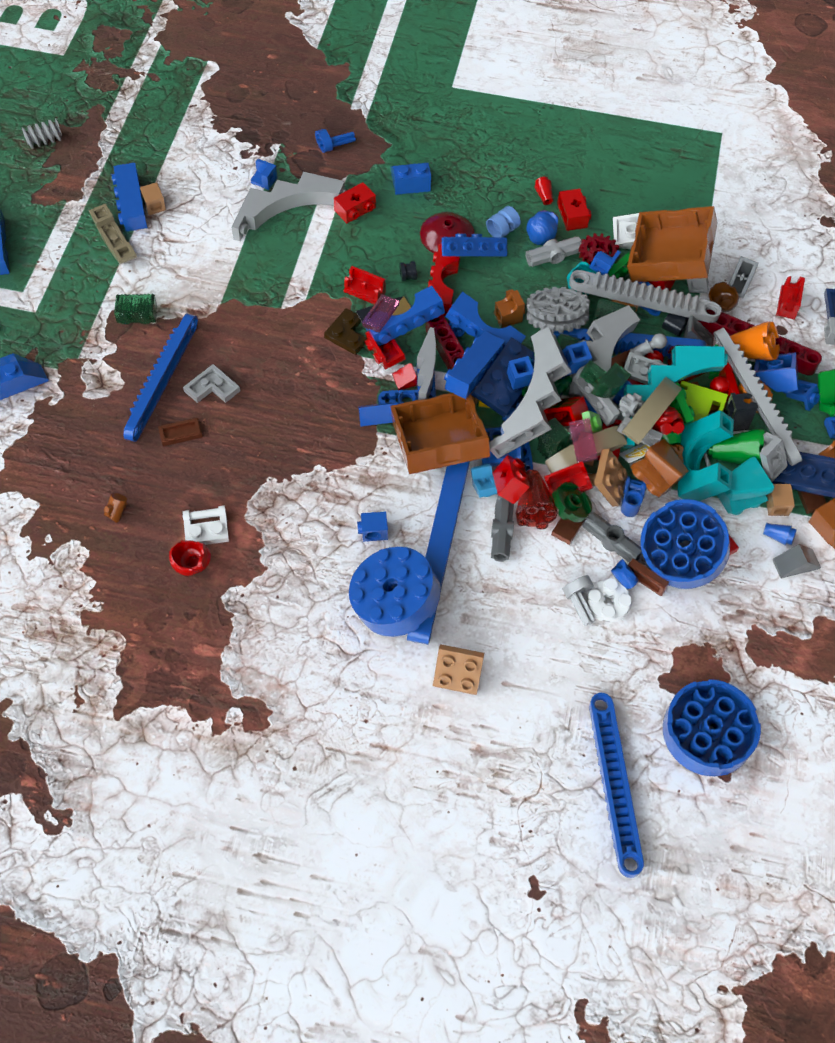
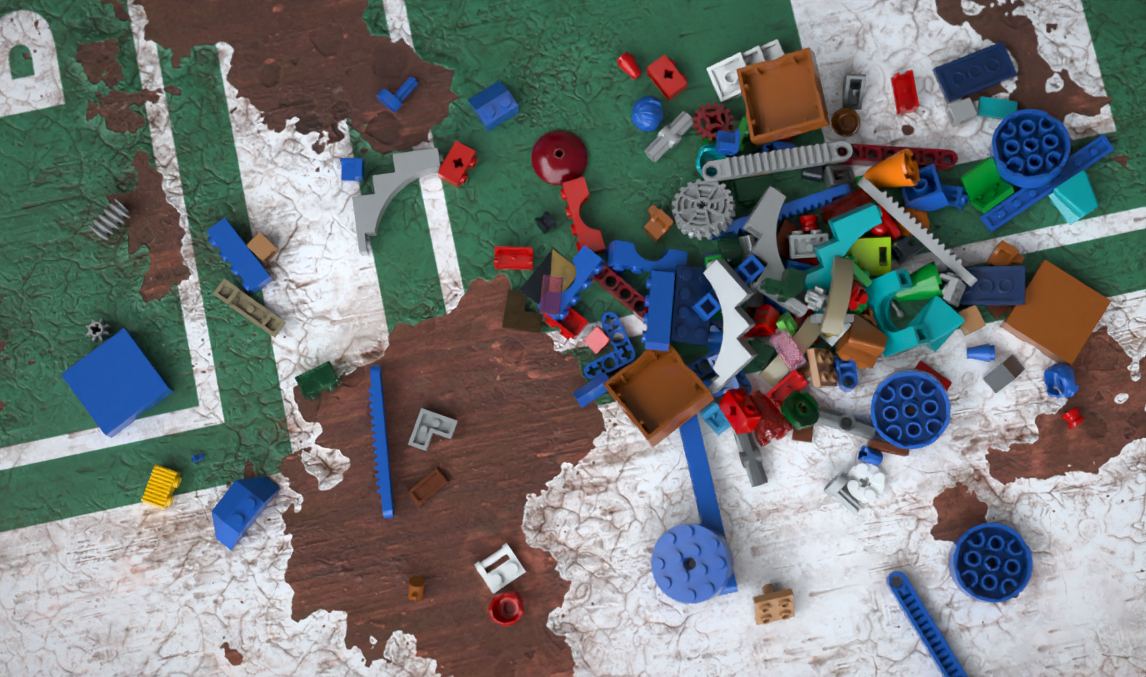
camera: 20 degrees left, 20 degrees up
(373, 526) = (642, 505): blue brick -> none
(426, 364) = (612, 319): light grey slope -> none
(474, 246) = (593, 169): blue bracket -> none
(503, 222) = (609, 124): medium blue wheel -> none
(658, 341) = (809, 209): light grey pin -> none

